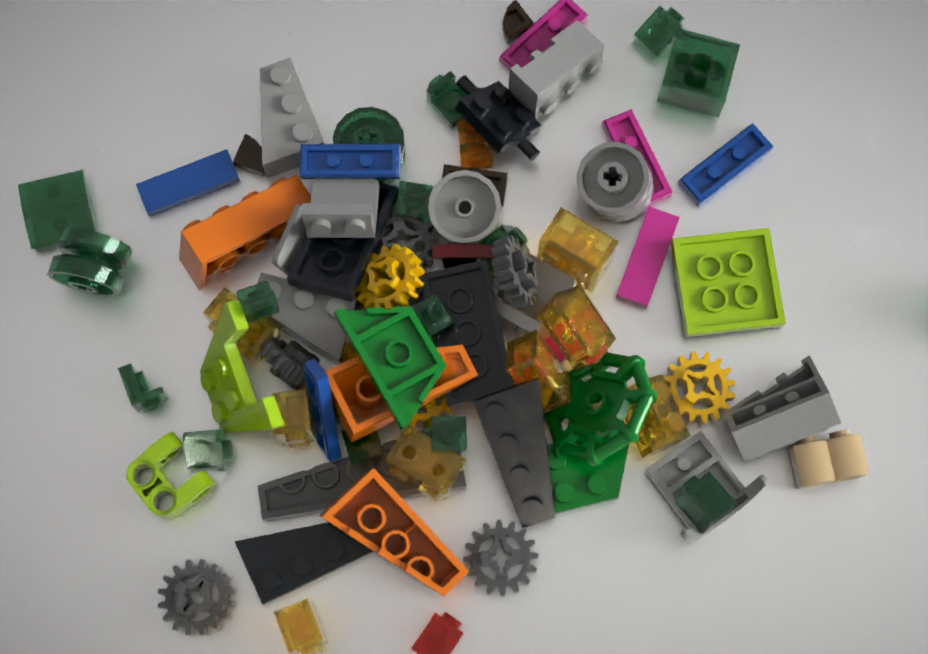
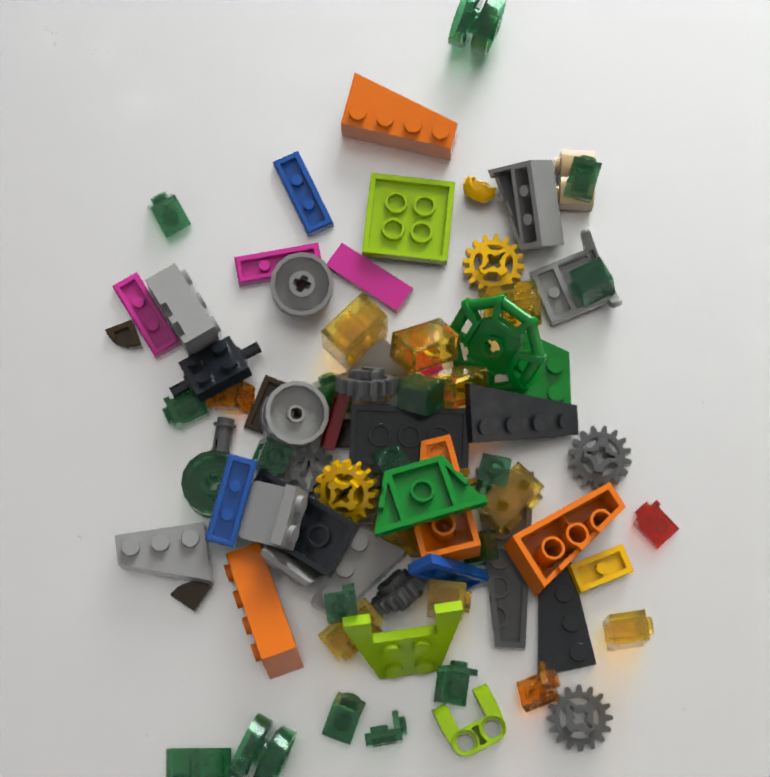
camera: 75 degrees left, 0 degrees up
(150, 341) = (344, 717): none -> clear green bracket
(187, 182) = (202, 656): blue tile -> none
(218, 543) = (539, 689): none -> clear orange bracket
(371, 586) = (600, 568): none -> yellow plate
(429, 145) = (223, 434): none -> dark grey pin
(513, 330) = (420, 394): none -> clear green brick
(698, 72) = (219, 192): clear green brick -> none
(783, 352) = (478, 190): none -> yellow plate
(828, 463) = (582, 178): none -> clear green bracket
(838, 240) = (395, 121): none -> orange wedge

